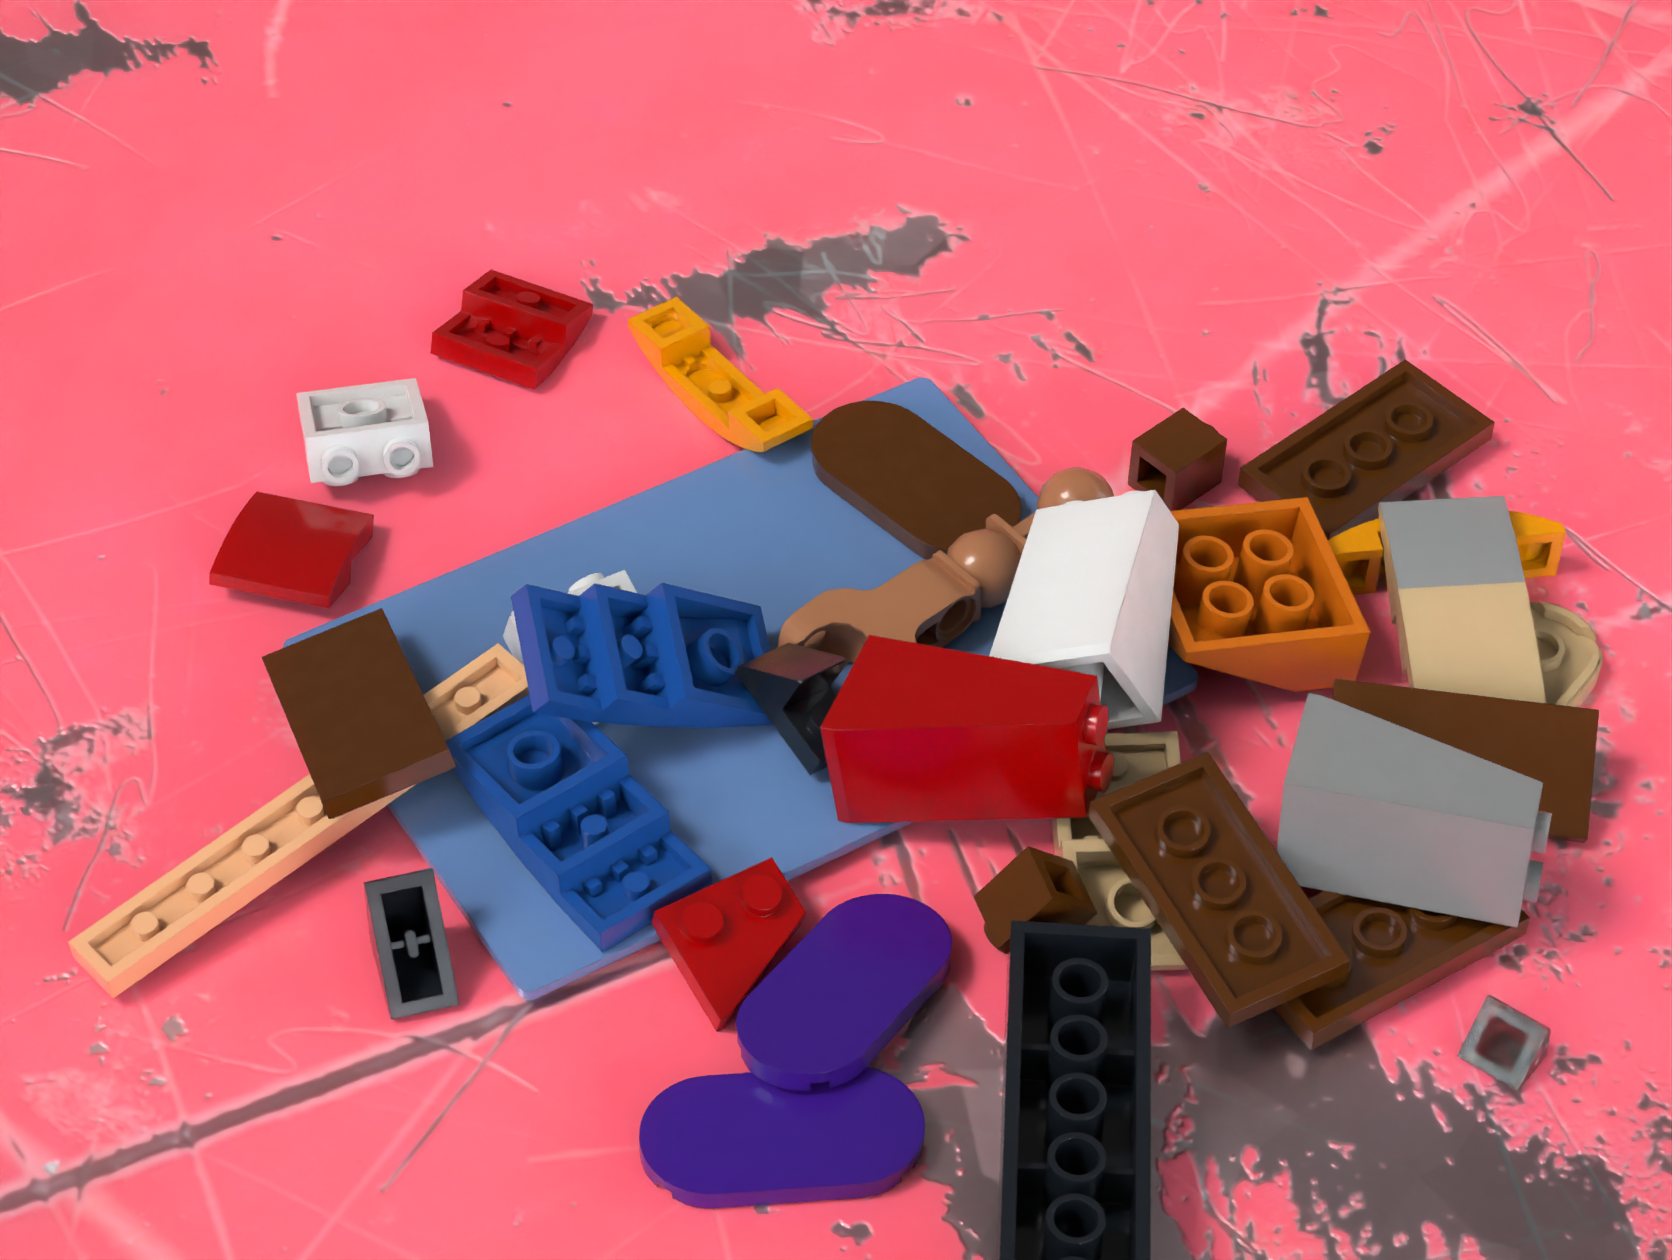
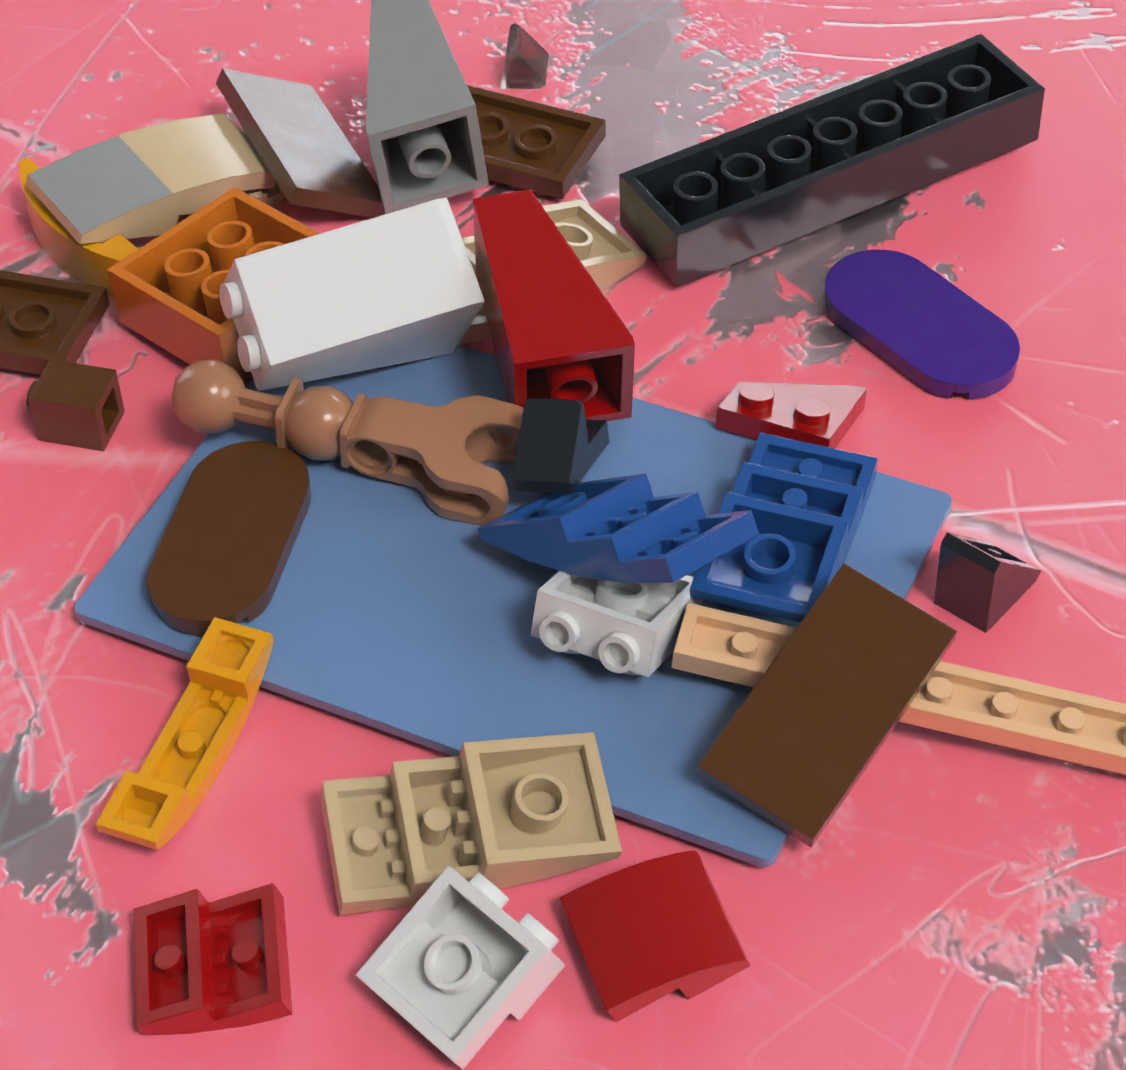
camera: 120 degrees left, 0 degrees up
(484, 490) = (496, 809): none -> tan slope
(844, 991) = (782, 336): dark purple tile -> none
(1033, 889) = (630, 266): reddish brown brick -> none
(1218, 889) = (558, 154): reddish brown plate -> none

